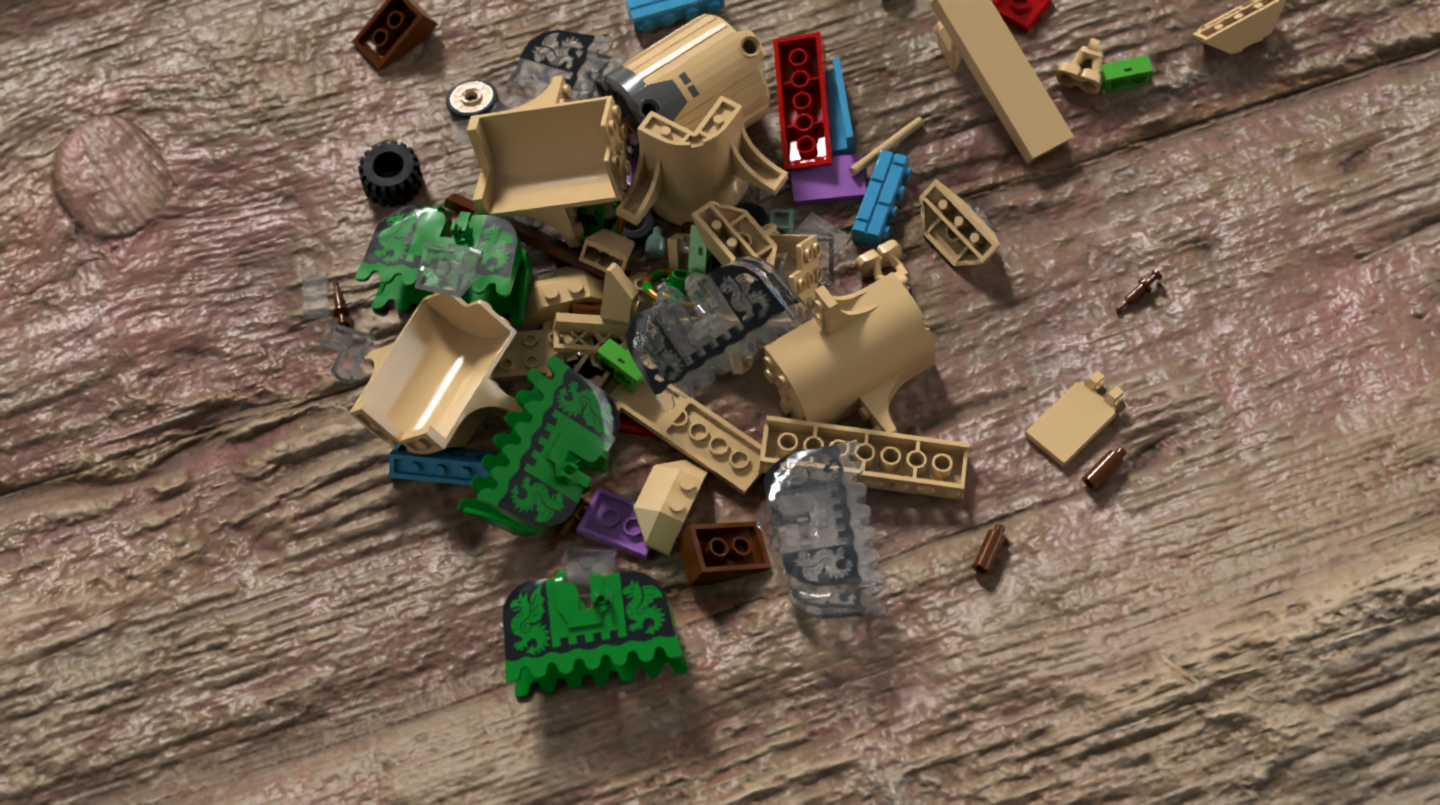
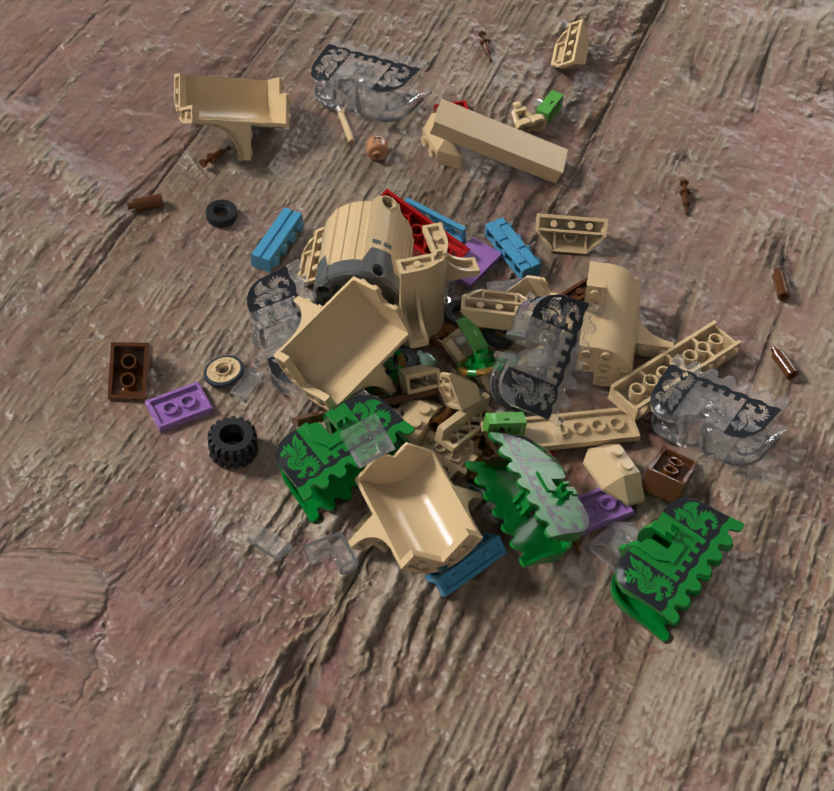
camera: 55 degrees left, 10 degrees down
(340, 310) = (297, 537): reddish brown piece -> none
(397, 101) = (179, 406): none -> medium lavender tile
(887, 145) = (480, 223): tan bar -> none
(888, 255) = (553, 271): tan piece -> none
(1075, 419) = (737, 274): tan tile -> none

